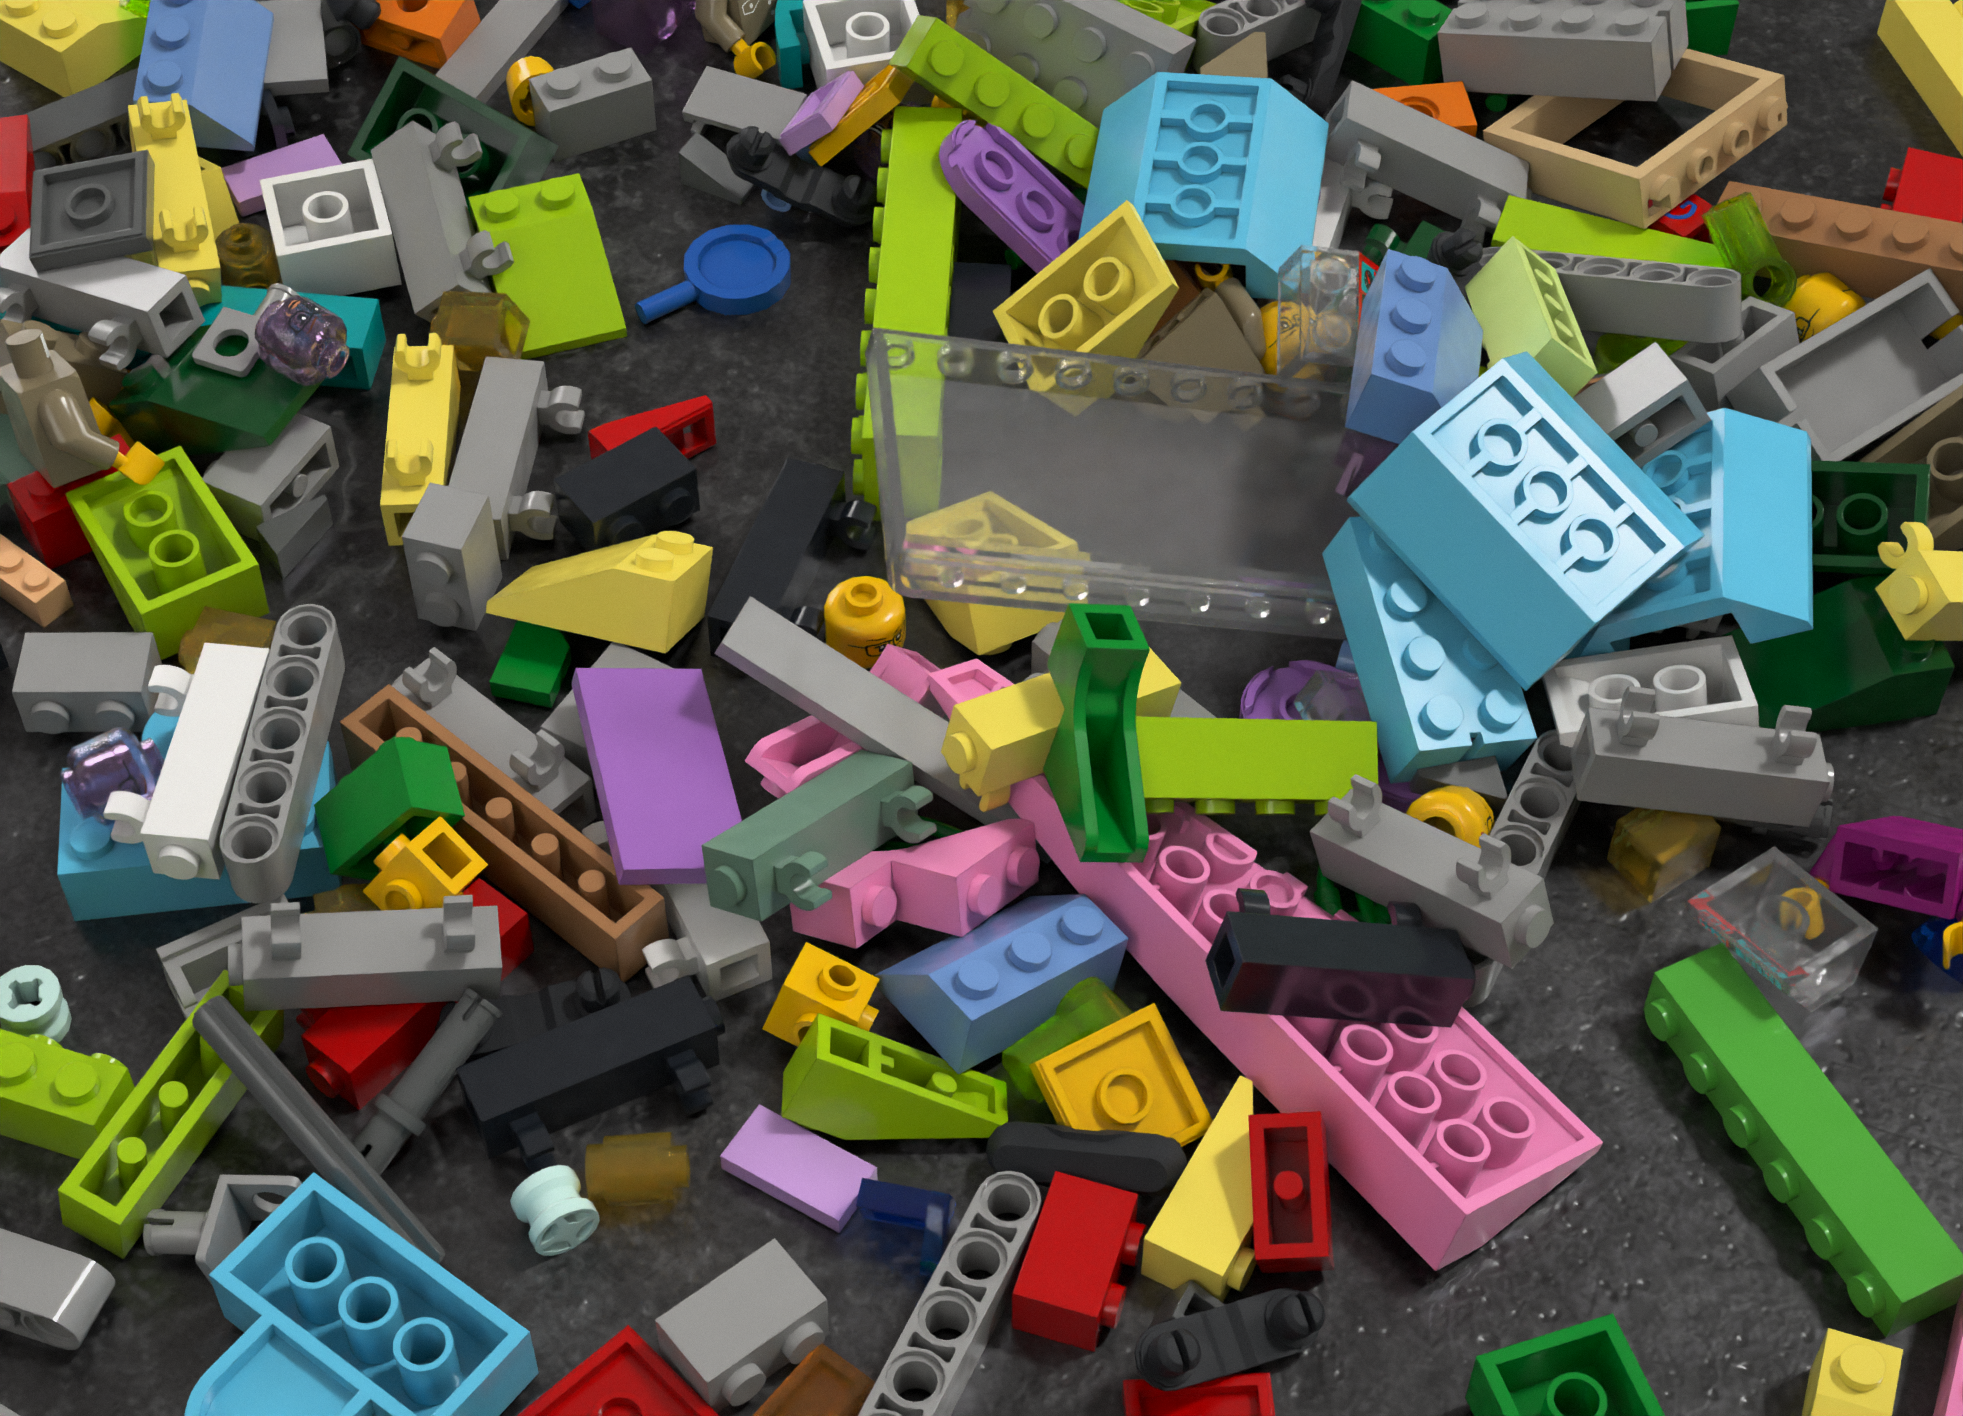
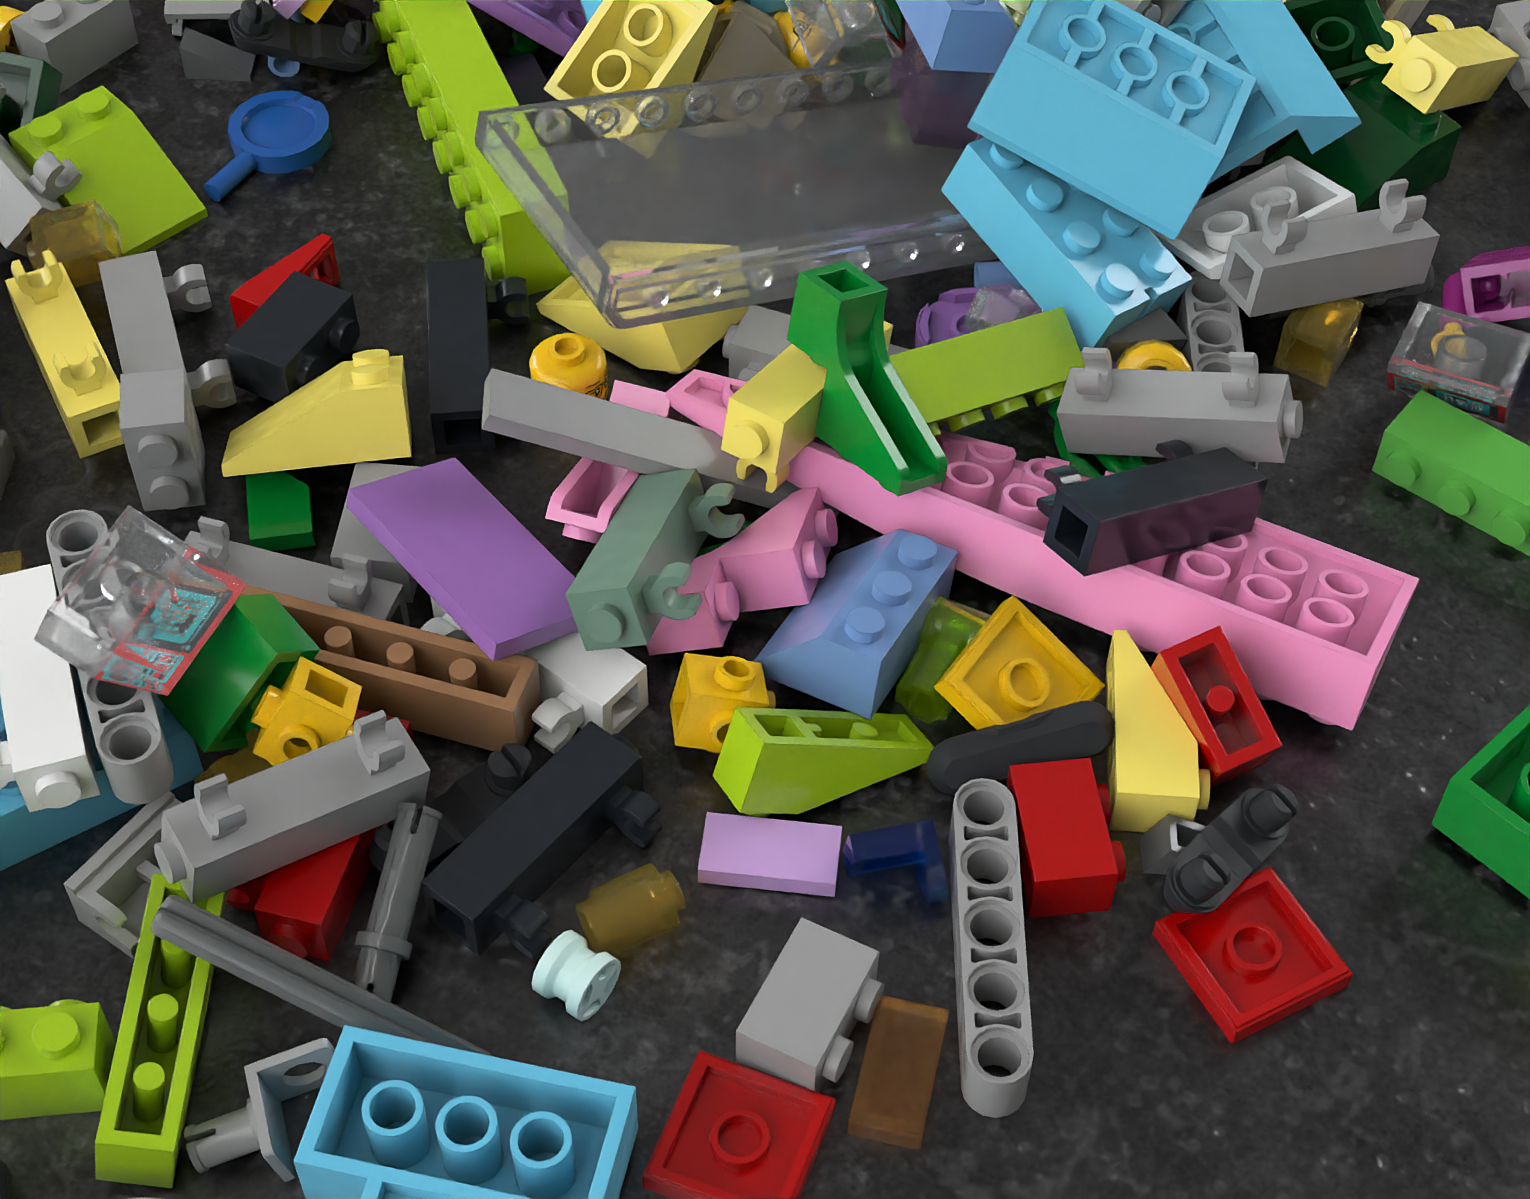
camera: 25 degrees left, 0 degrees up
(308, 719) = (139, 607): none -> clear slope

